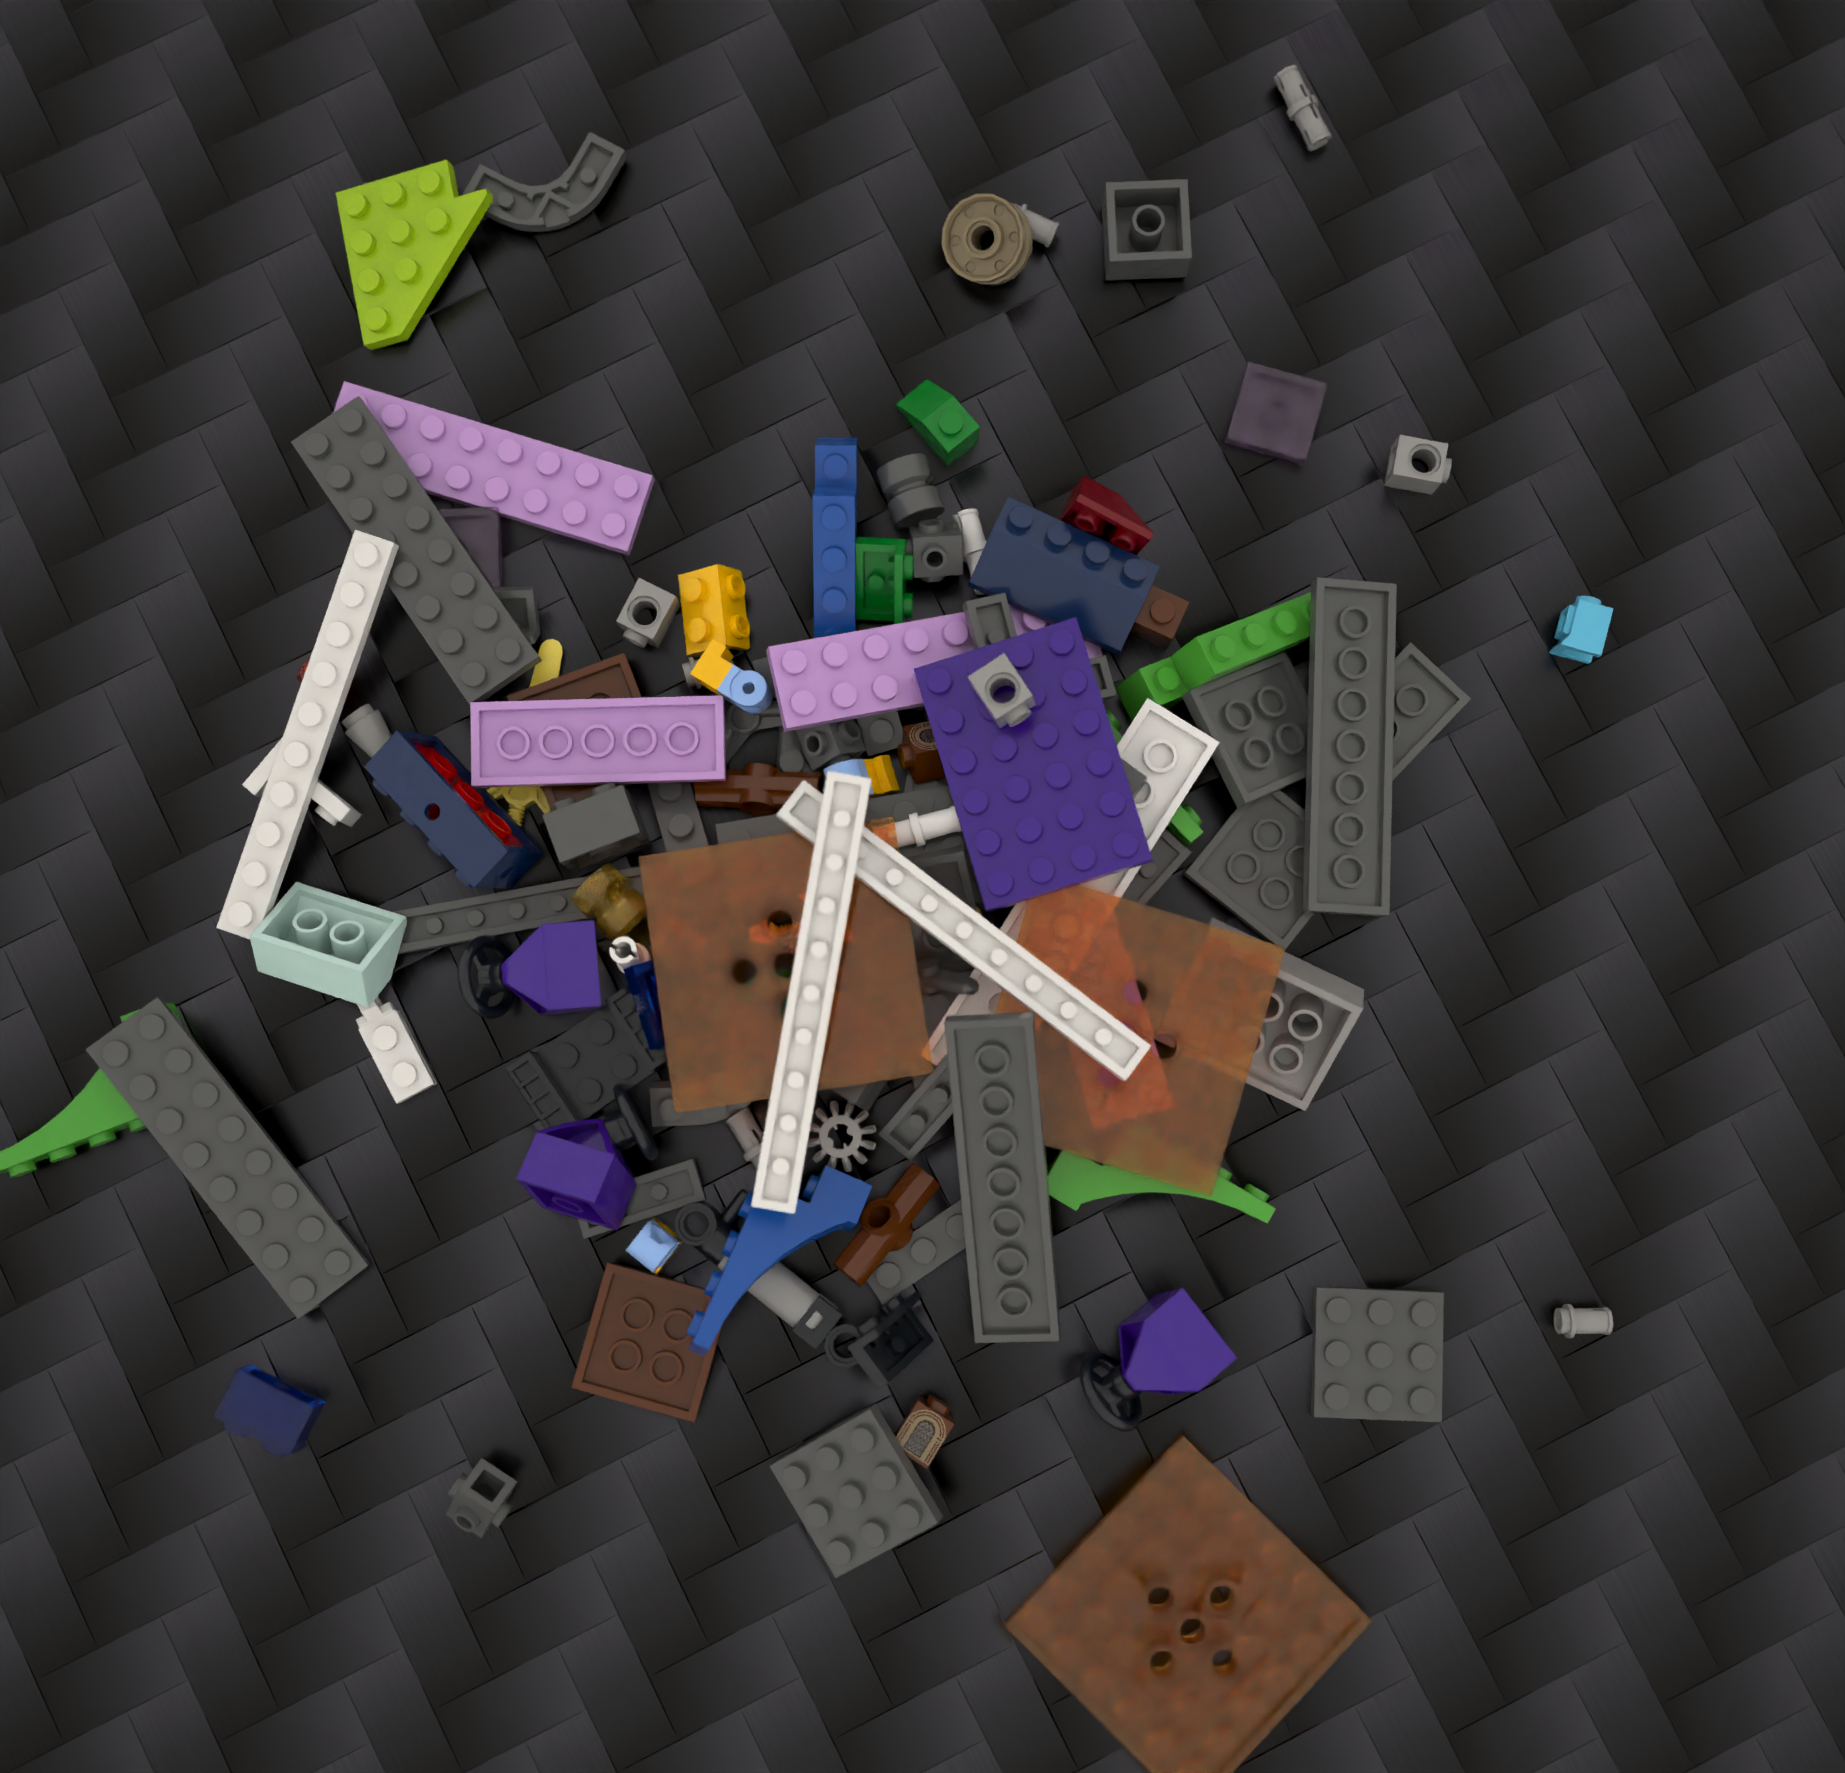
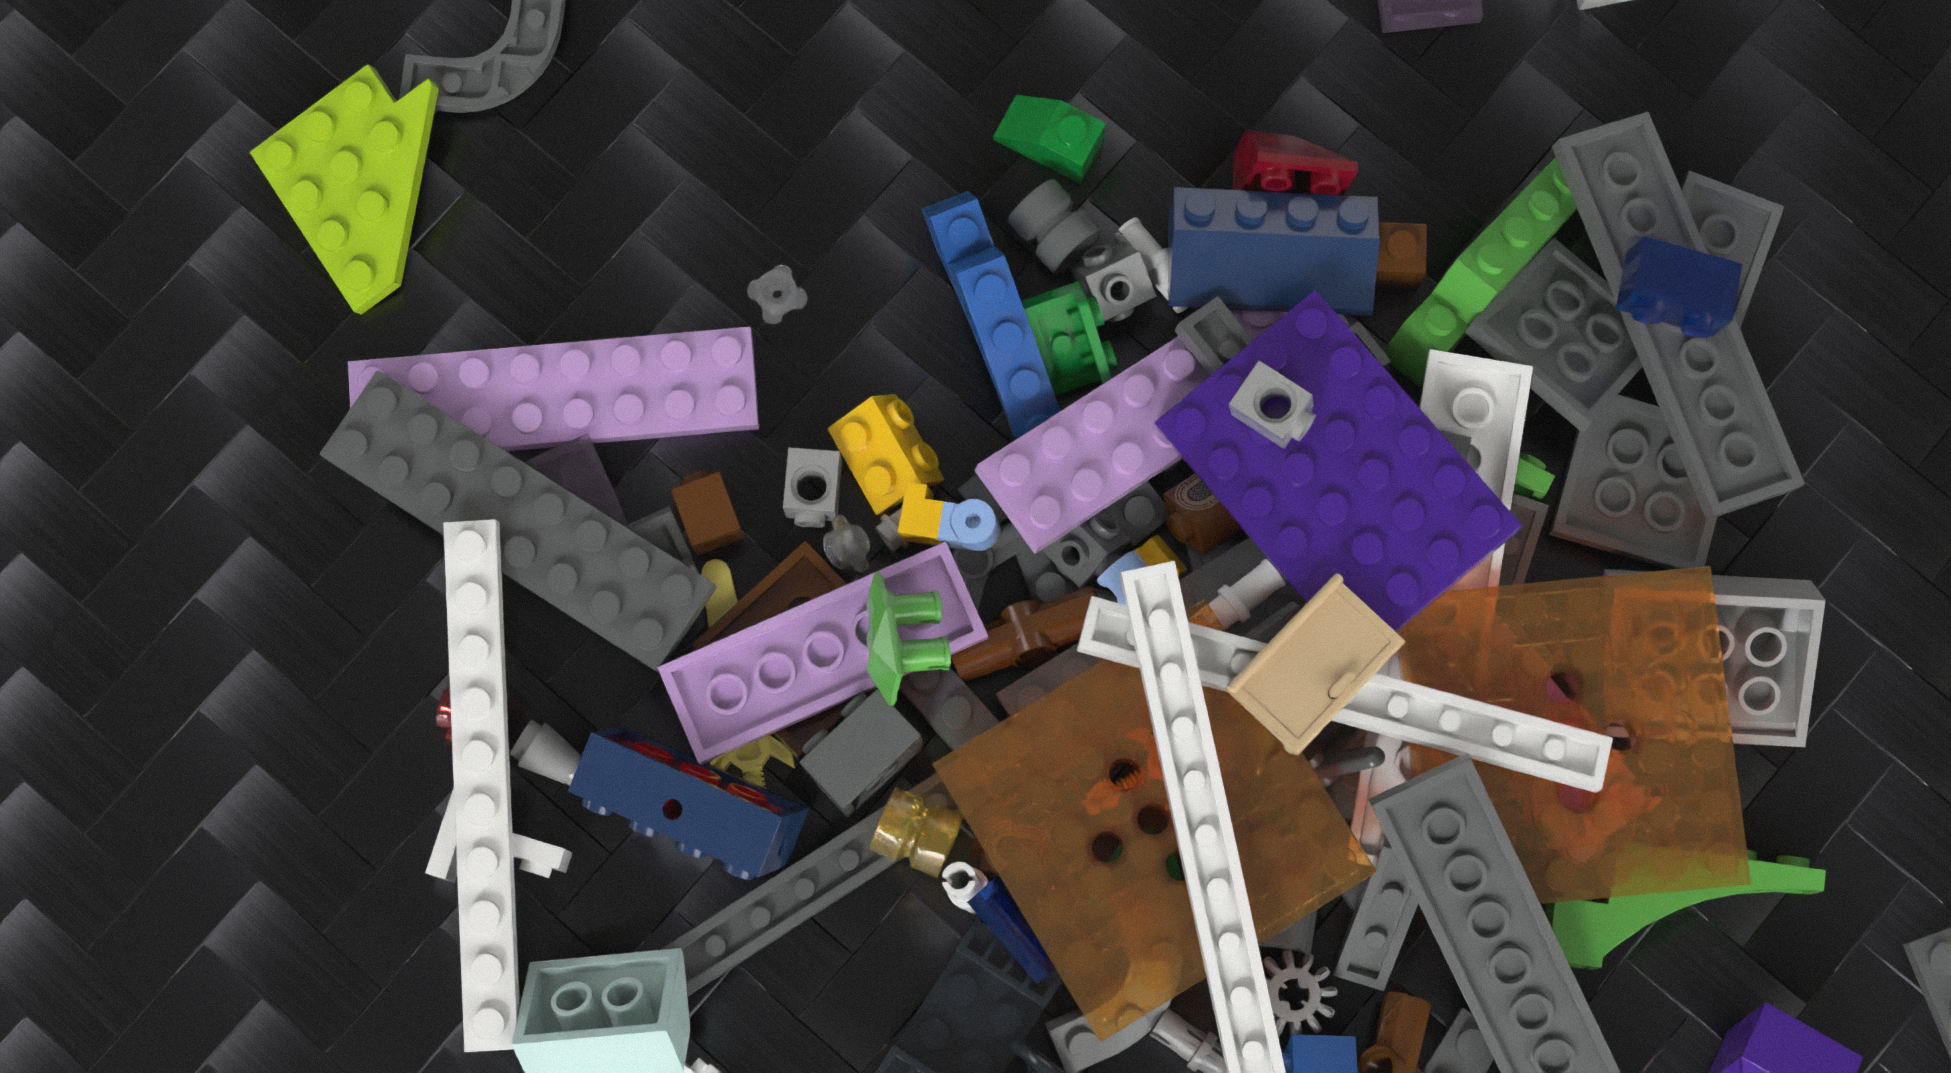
camera: 20 degrees left, 5 degrees down
(549, 971) = (876, 941): dark purple piece -> none
(561, 601) = (707, 511): none -> reddish brown brick
(638, 760) = (887, 653): none -> bright green connector
(655, 668) = (847, 545): none -> clear plate
(675, 450) = (778, 279): none -> clear plate
(959, 891) = (1324, 648): none -> tan door
(1356, 727) = (1678, 287): none -> clear blue brick
(1582, 629) = (1872, 81): medium azure window -> none

